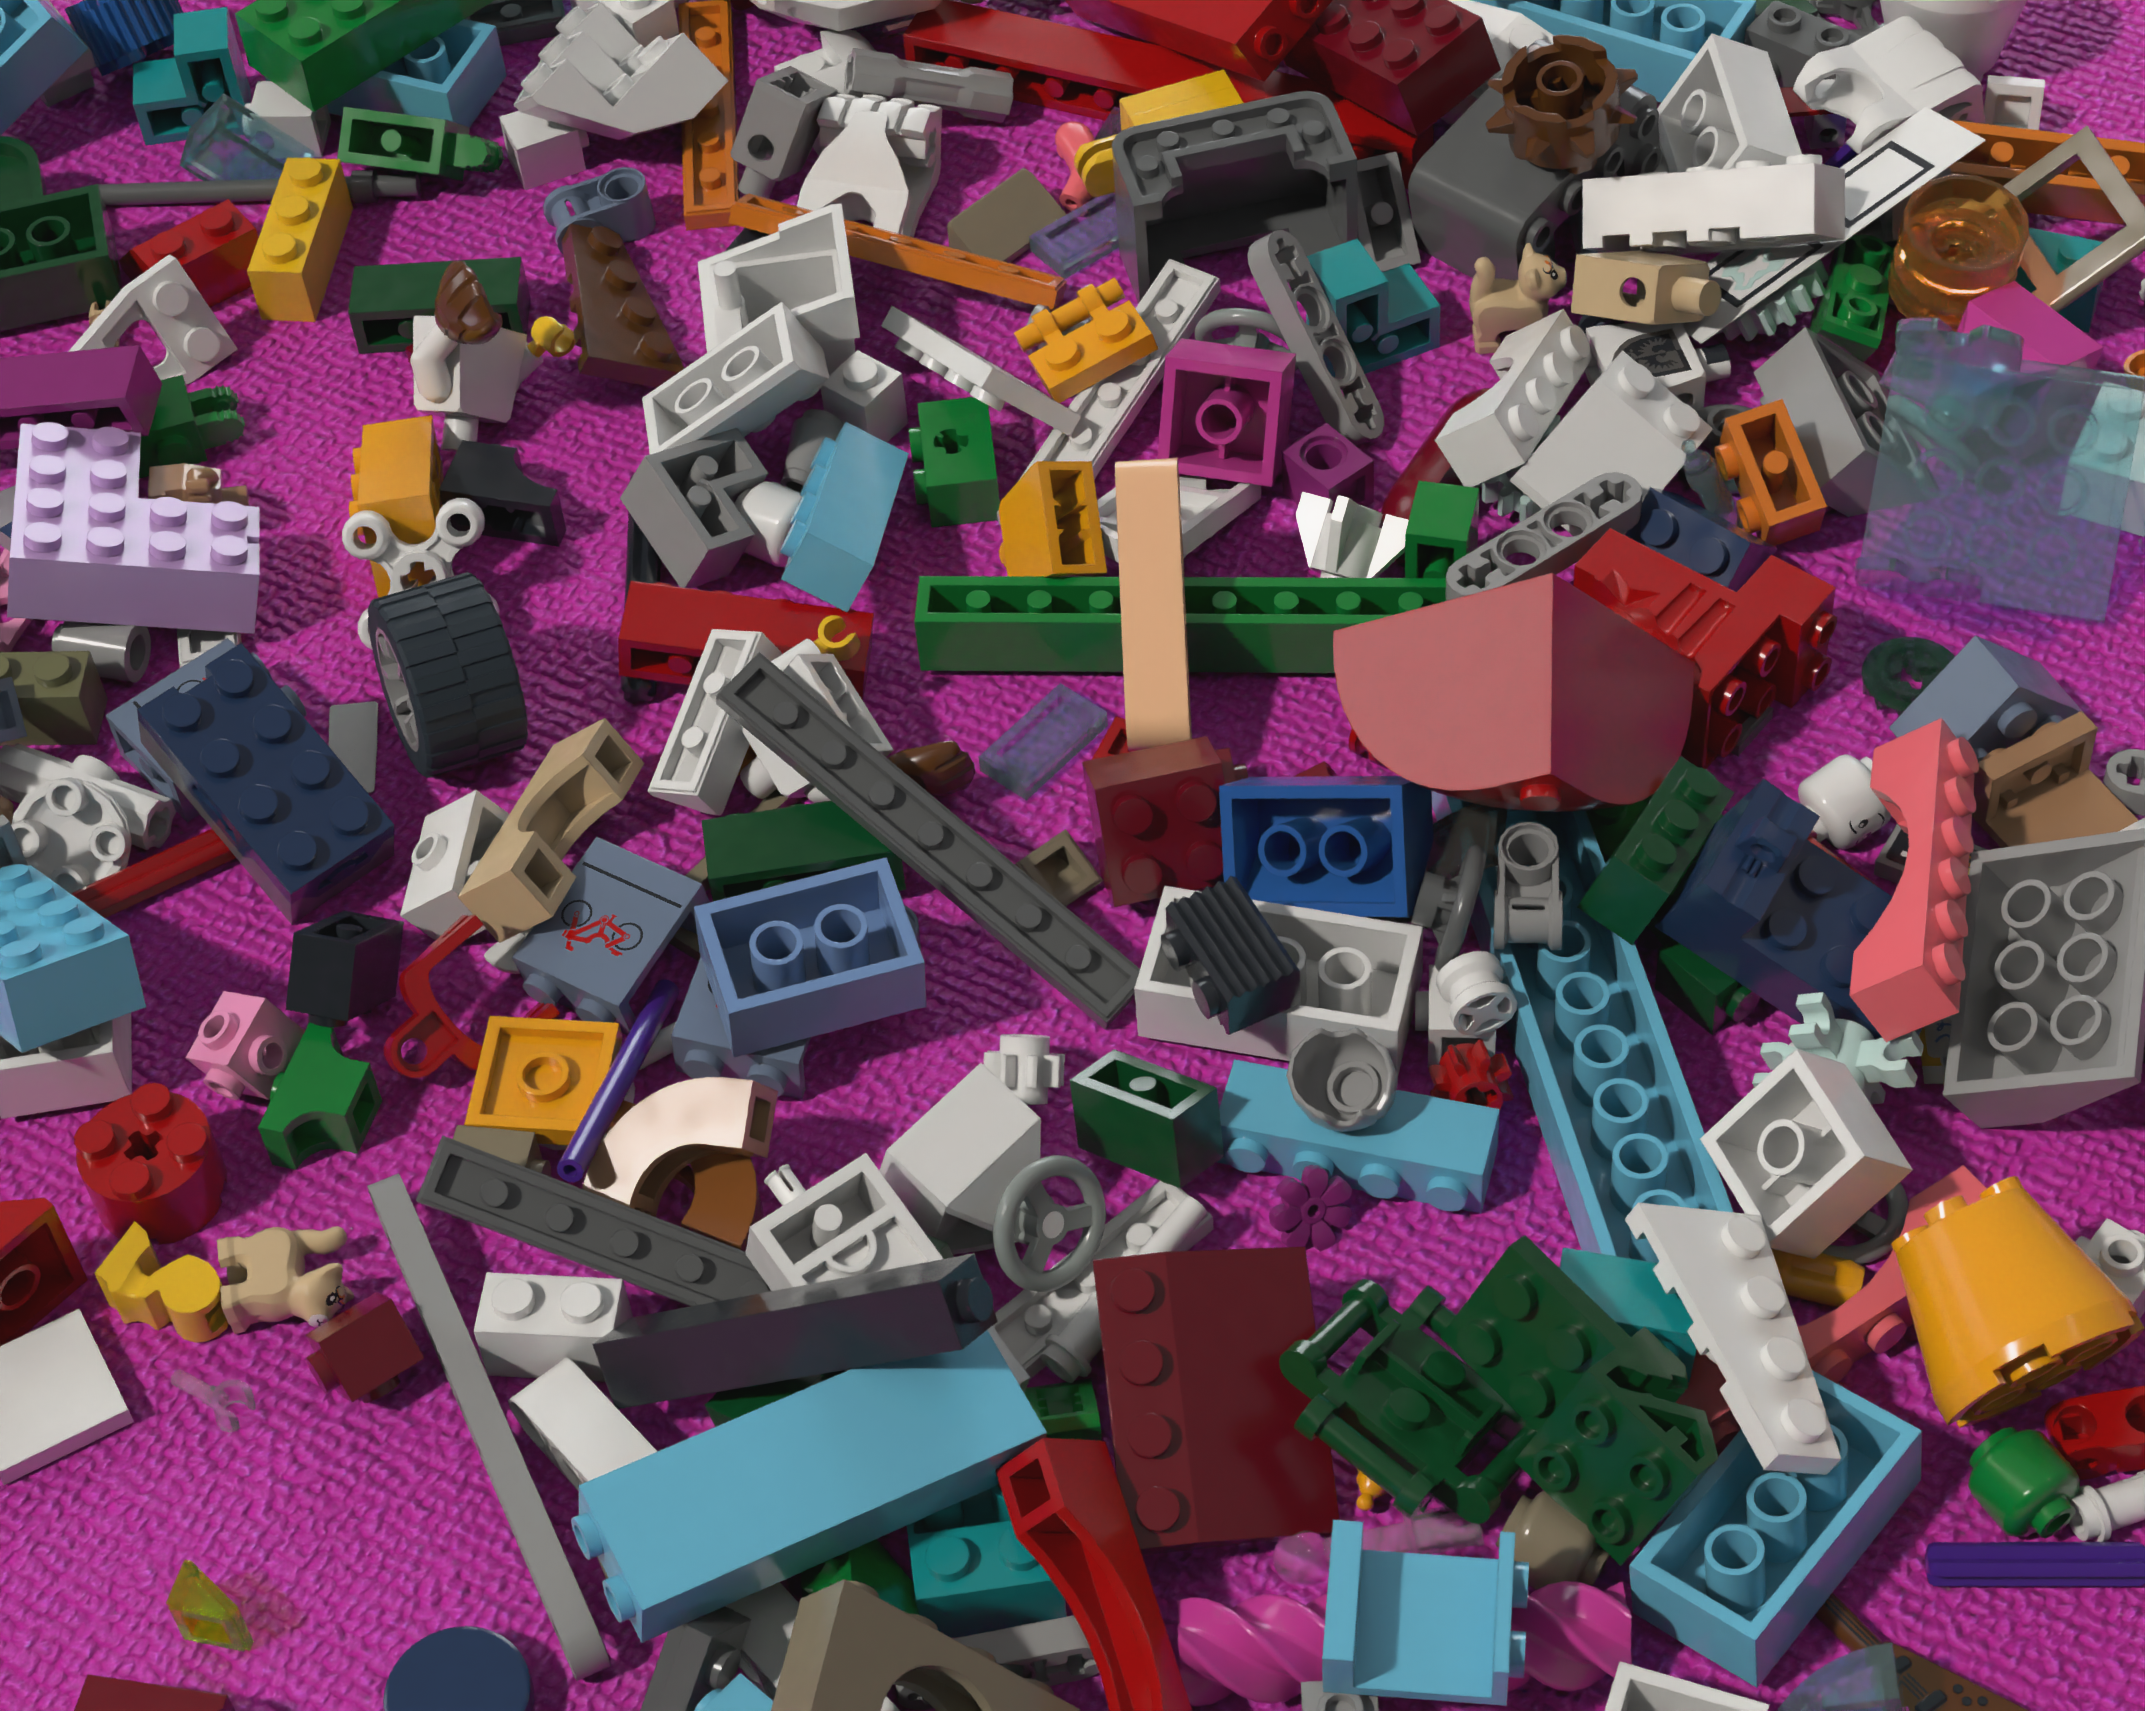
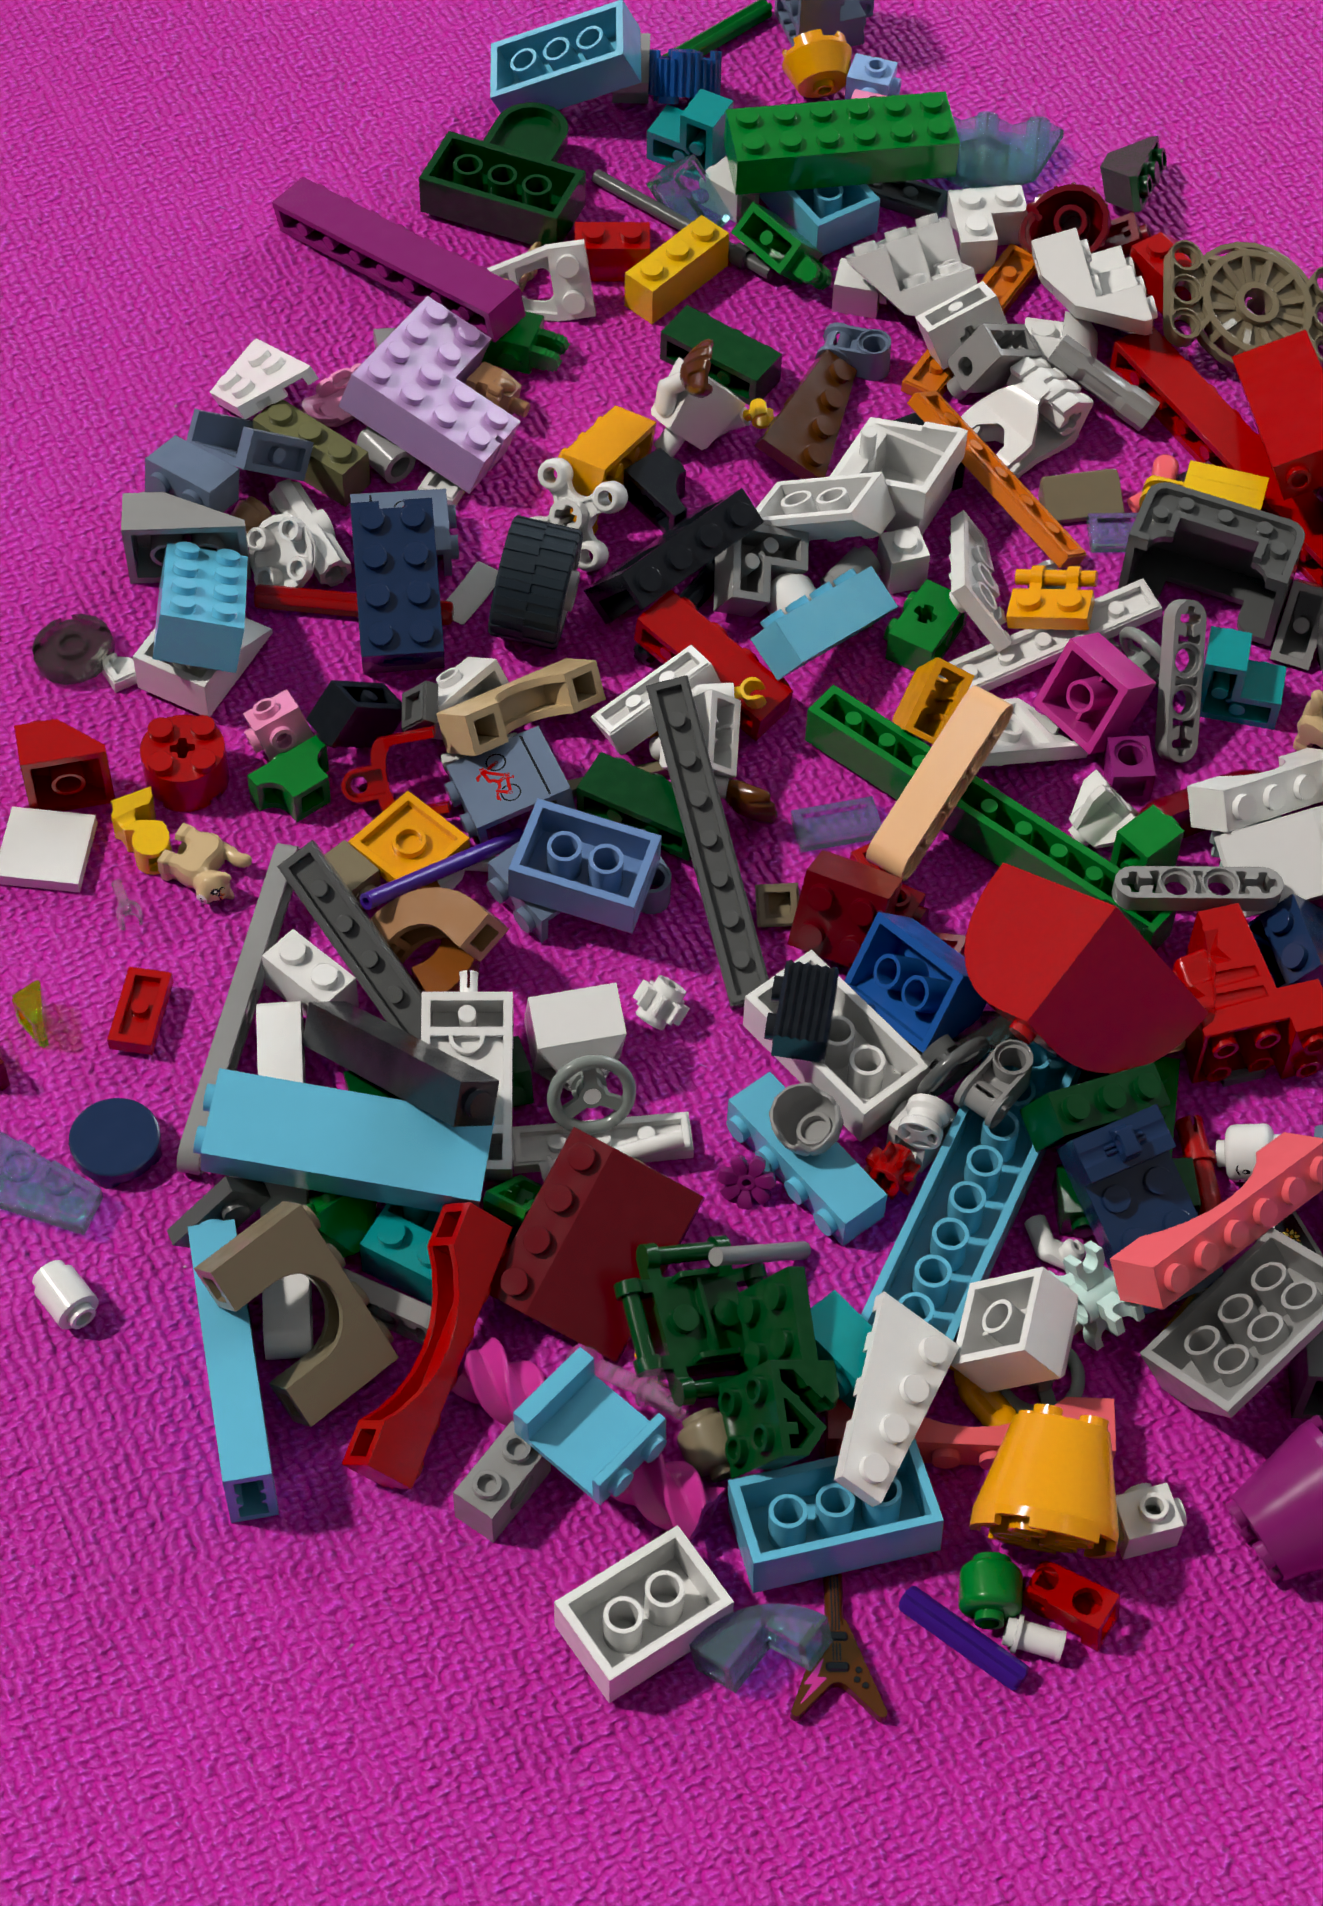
camera: 30 degrees right, 5 degrees up
(352, 1512) = (140, 1010): none -> red plate
(363, 1350) = (207, 929): dark red brick -> none
(424, 905) = (420, 706): none -> dark grey tile
(594, 544) = (674, 555): none -> black window
(711, 105) = (955, 320): none -> white brick
(1147, 1118) = (696, 1072): dark green brick -> none
(1415, 1276) = (759, 1253): none -> light grey bar
(1723, 1054) = (1047, 1247): none -> white arm

